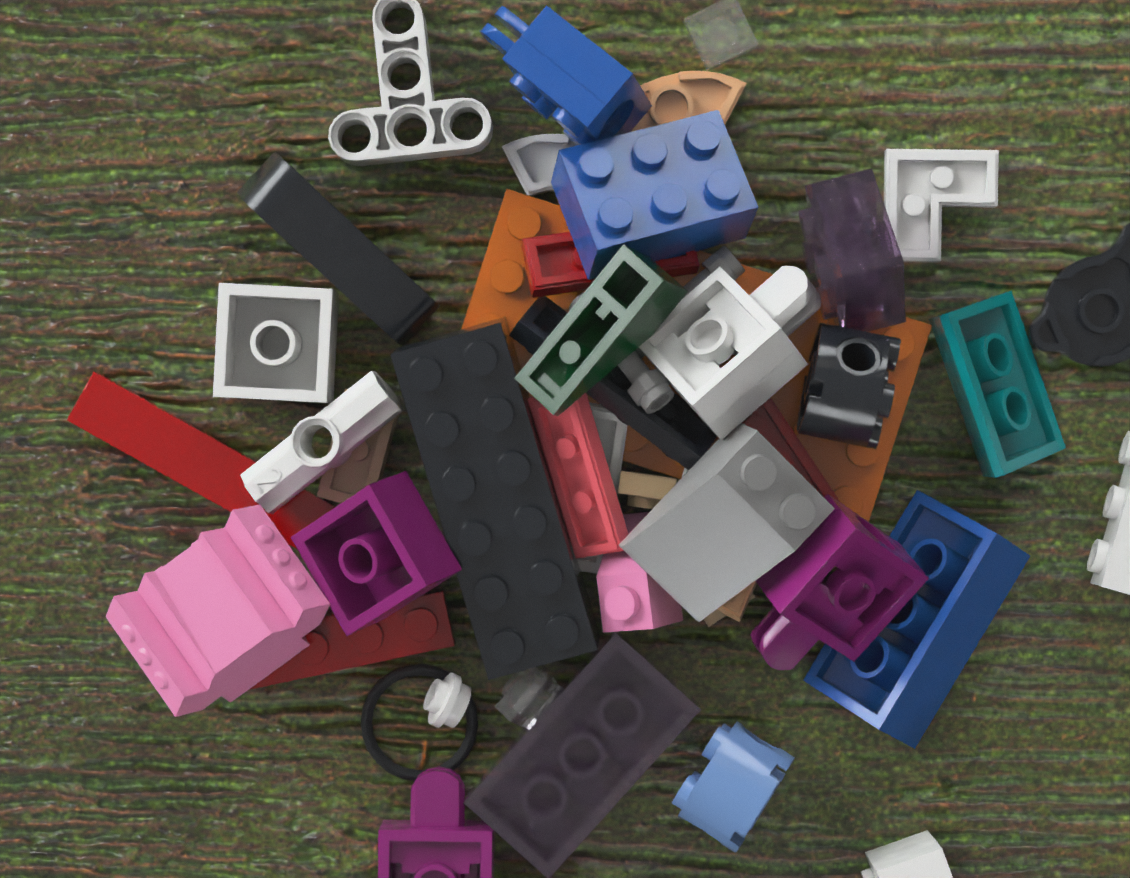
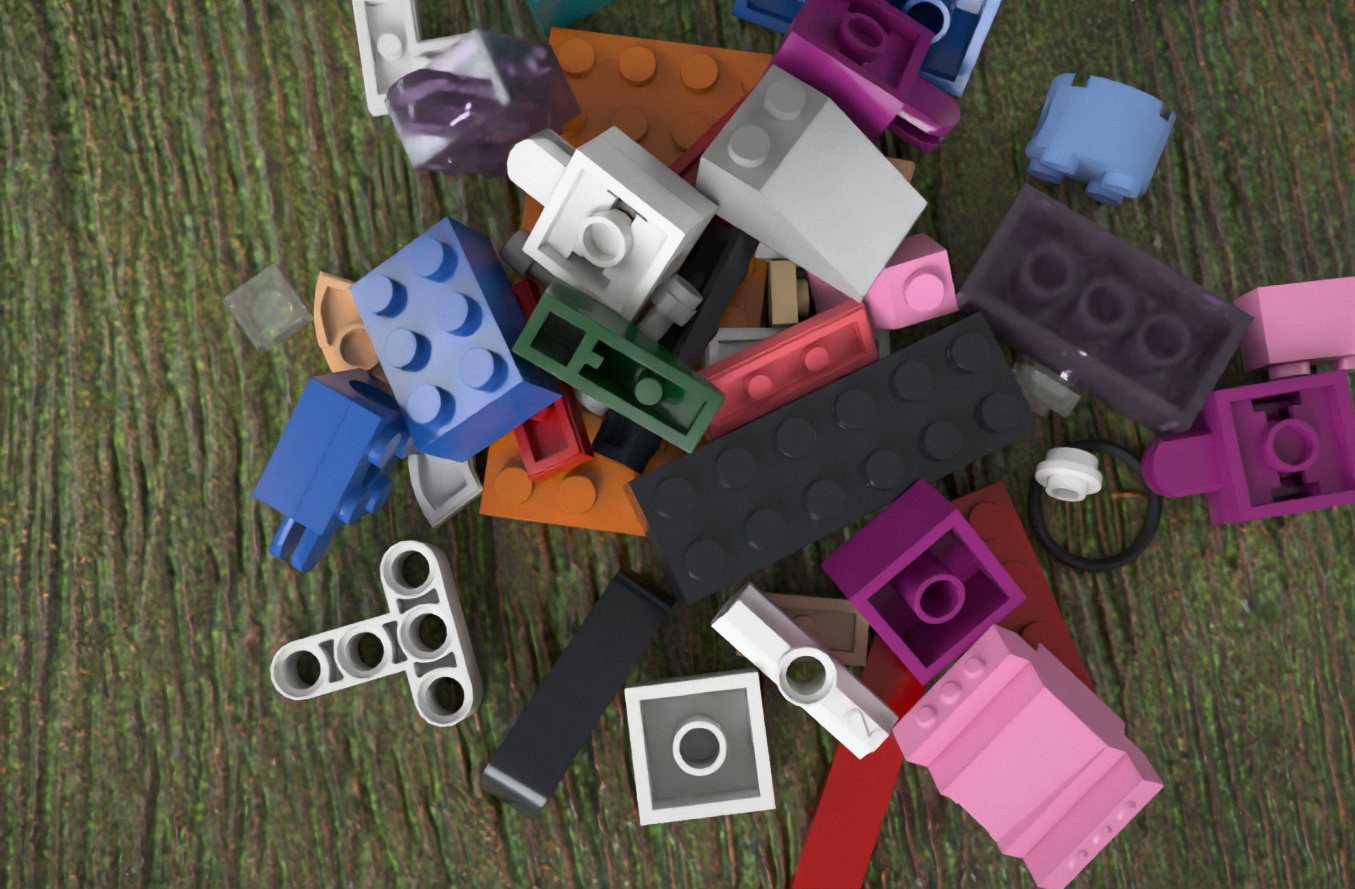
camera: 90 degrees left, 5 degrees down
(848, 385) = (631, 81): black brick -> none

